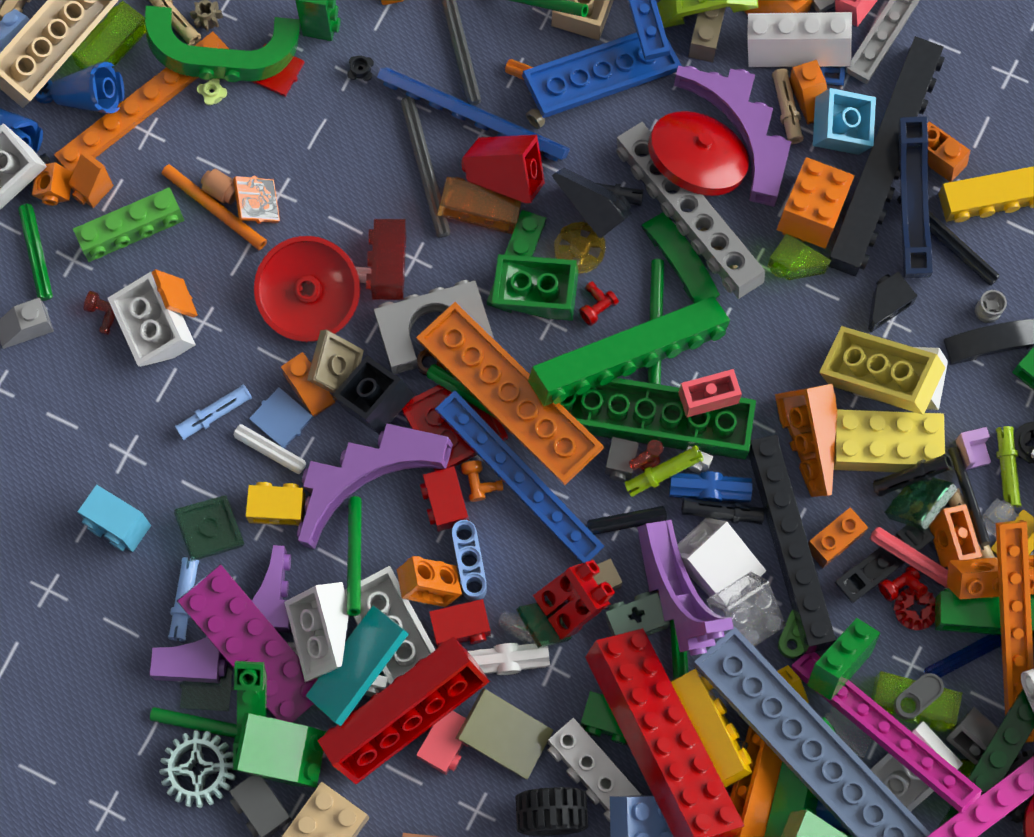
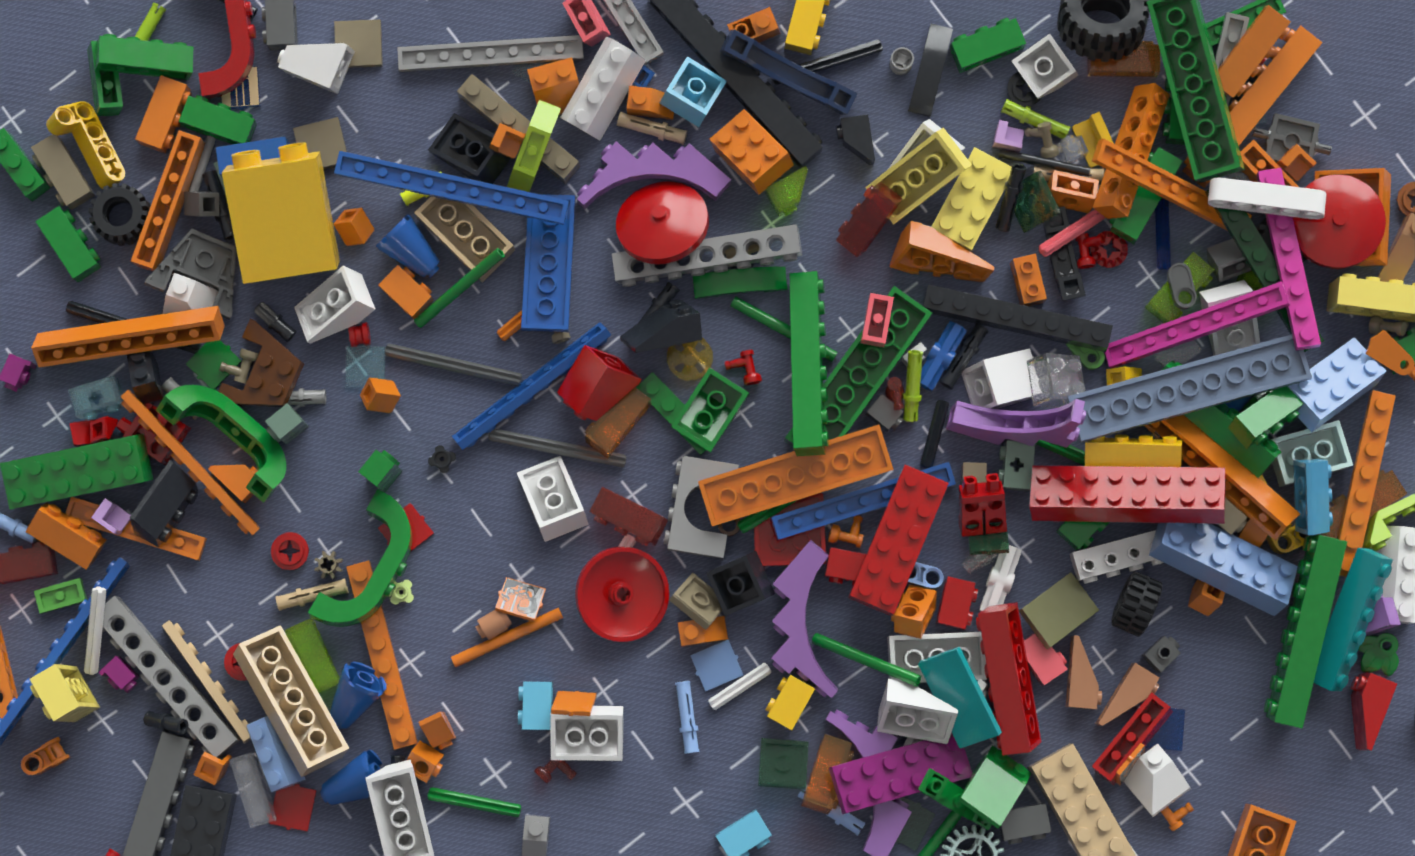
camera: 65 degrees left, 10 degrees up
(128, 224) = (491, 714): bright green brick -> none
(162, 256) = (537, 705): none -> medium azure brick
(241, 567) = (820, 790): none -> clear orange brick
(370, 184) = (552, 498): none -> white slope
(439, 797) = (1081, 681): none -> nougat slope
(494, 526) = (898, 540): none -> red brick
(811, 344) = (868, 218): none -> clear red brick
(843, 659) = (1127, 326): green brick -> none
(999, 478) = (1043, 131): none -> dark tan piece

